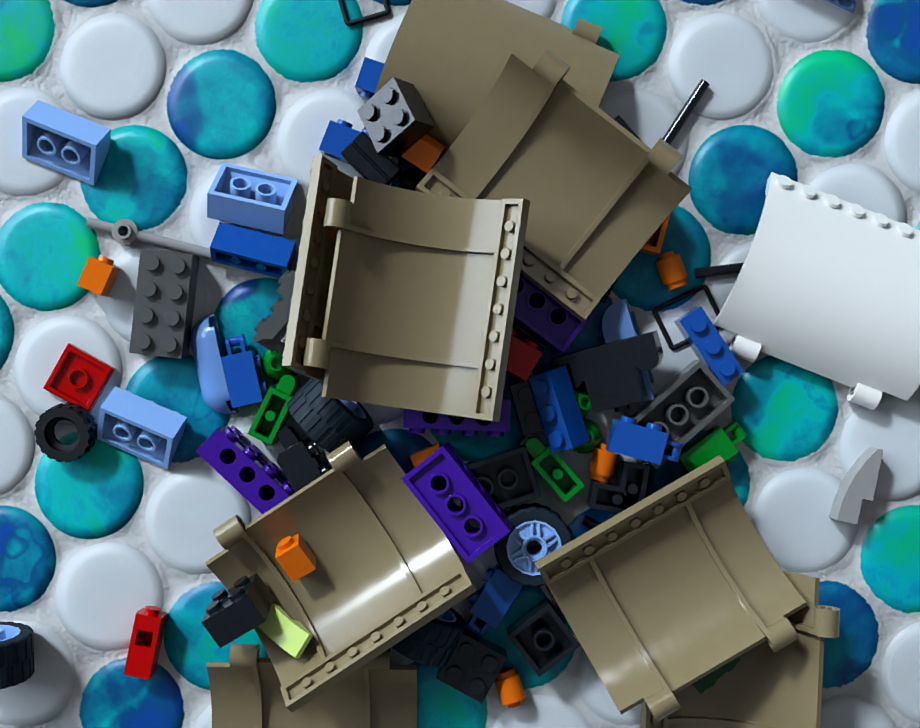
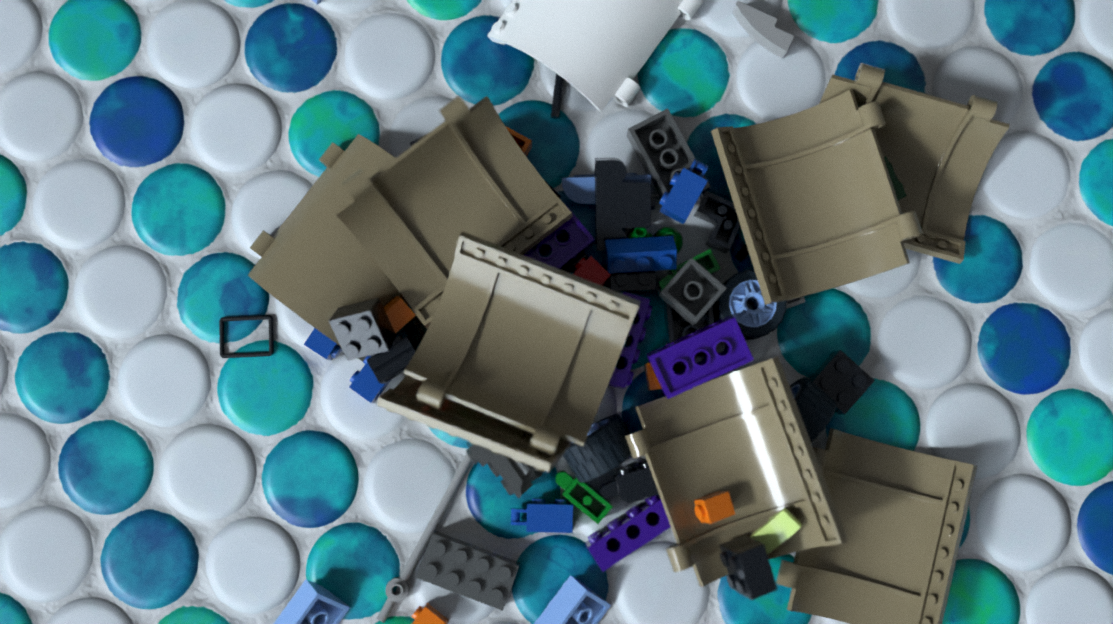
camera: 80 degrees left, 5 degrees down
(207, 354) = (530, 544): medium blue brick -> none
(251, 198) = (397, 471): light blue slope -> none
(252, 250) = (442, 481): blue brick -> none
(273, 365) = (544, 486): green brick -> none
(491, 600) = (789, 349): blue brick -> none
(510, 687) = (867, 354): orange brick -> none
(529, 477) = (692, 291): none -> dark grey brick
(542, 637) = (829, 316): black brick -> none
(603, 464) = (695, 230): orange brick -> none
(671, 270) = (547, 135): orange brick -> none
(679, 298) = (587, 156): black piece -> none
(686, 111) = (417, 90): black bar -> none
(709, 345) = (616, 119): blue brick -> none
(710, 445) = (701, 138): green brick -> none

